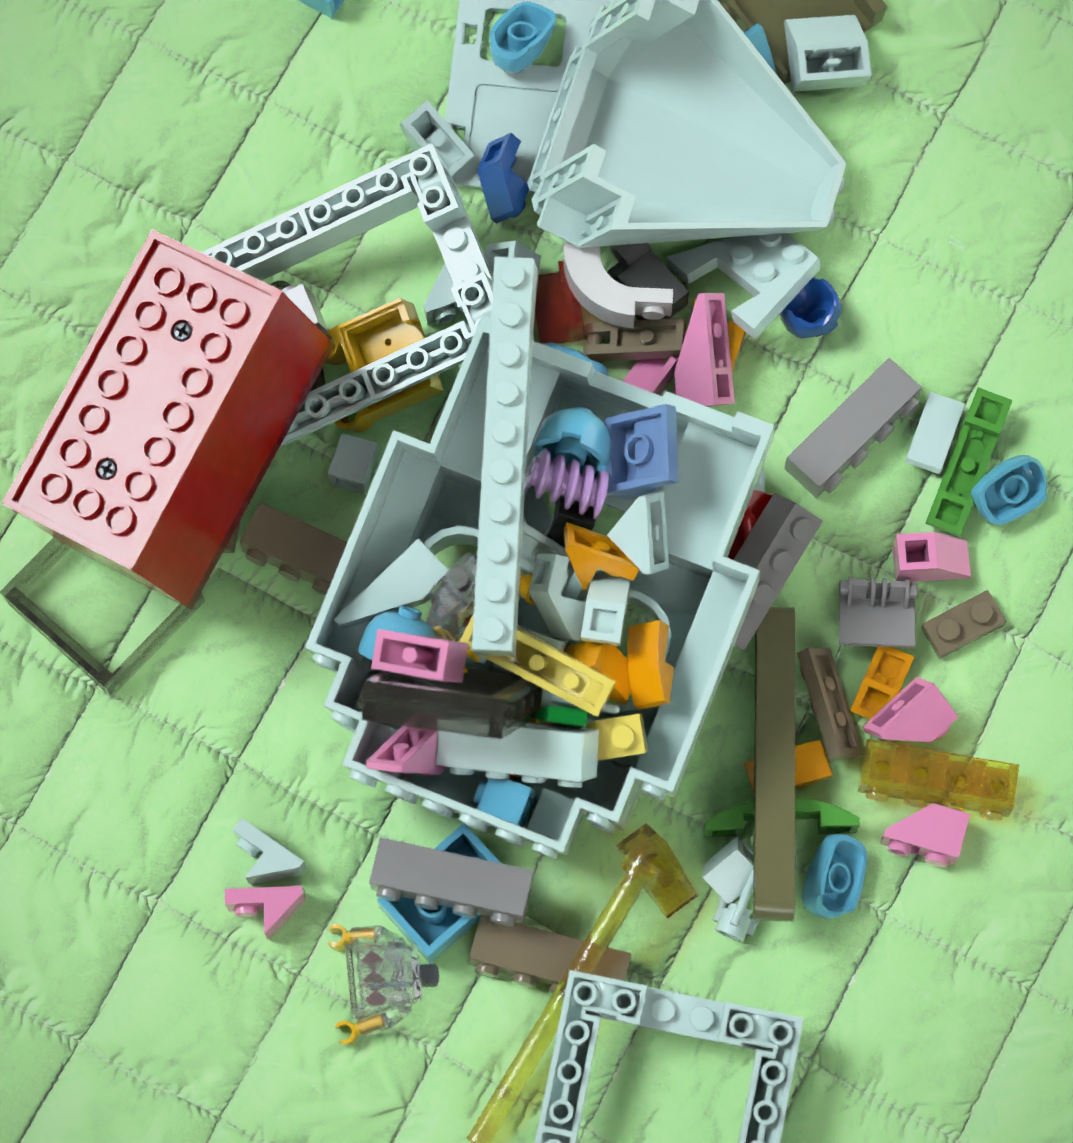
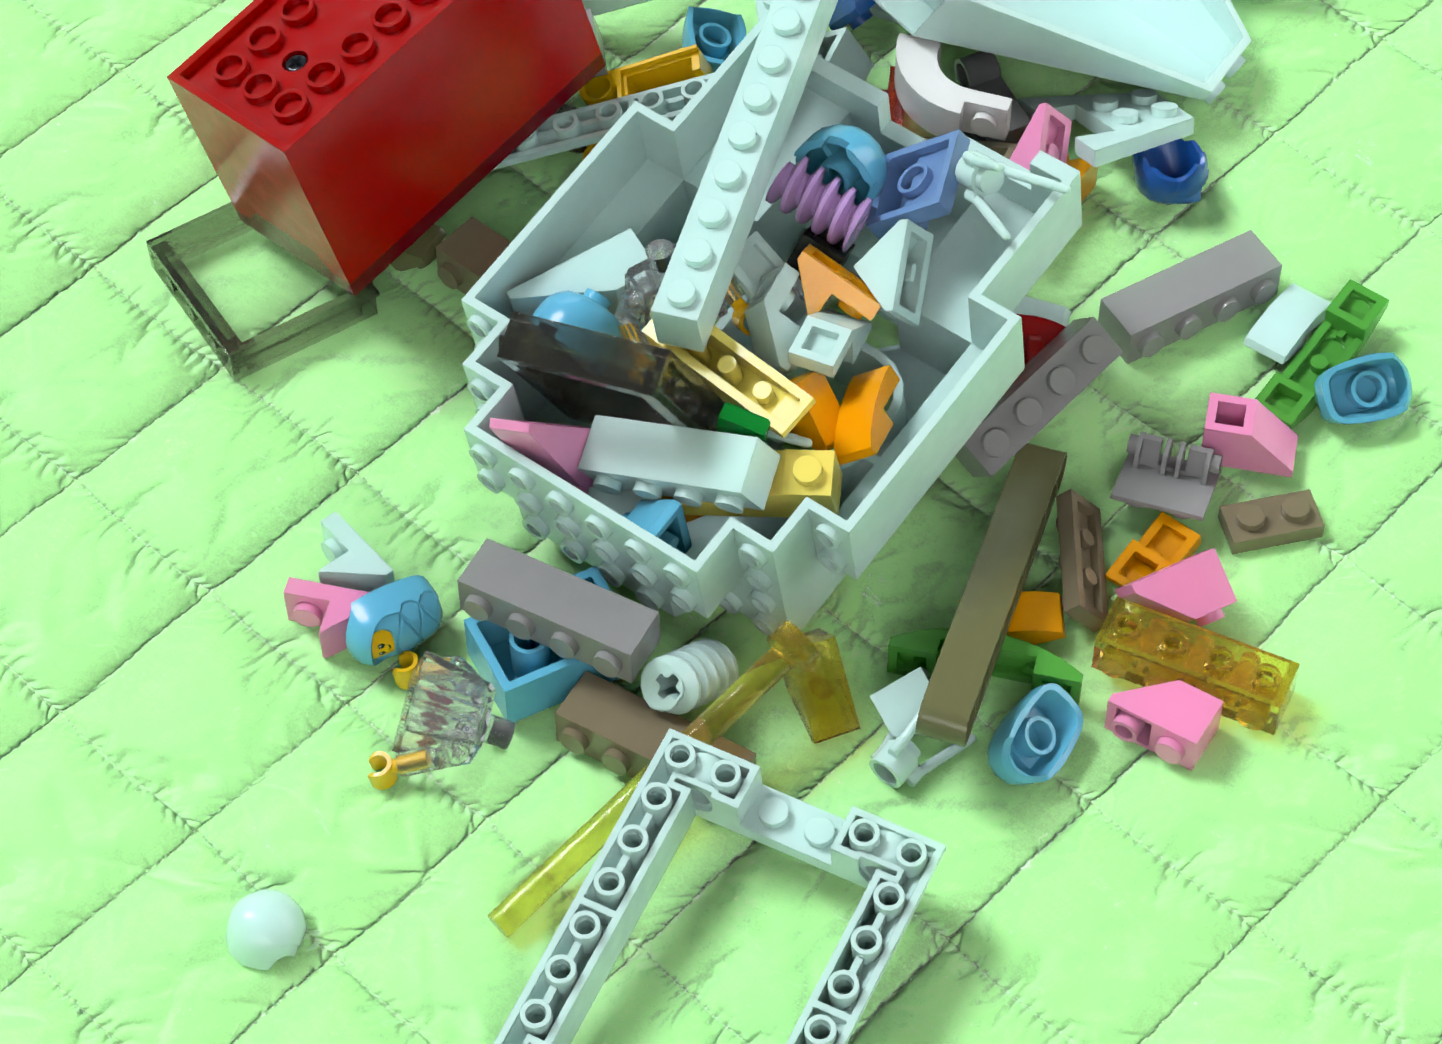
camera: 15 degrees right, 20 degrees down
(317, 904) = (392, 619): none -> medium azure piece
(404, 266) = (714, 33): none -> medium azure piece
(419, 656) = (594, 312): bright pink slope -> none
(563, 900) = (688, 676): none -> light aqua piece
(699, 447) = (986, 176): none -> light aqua plant

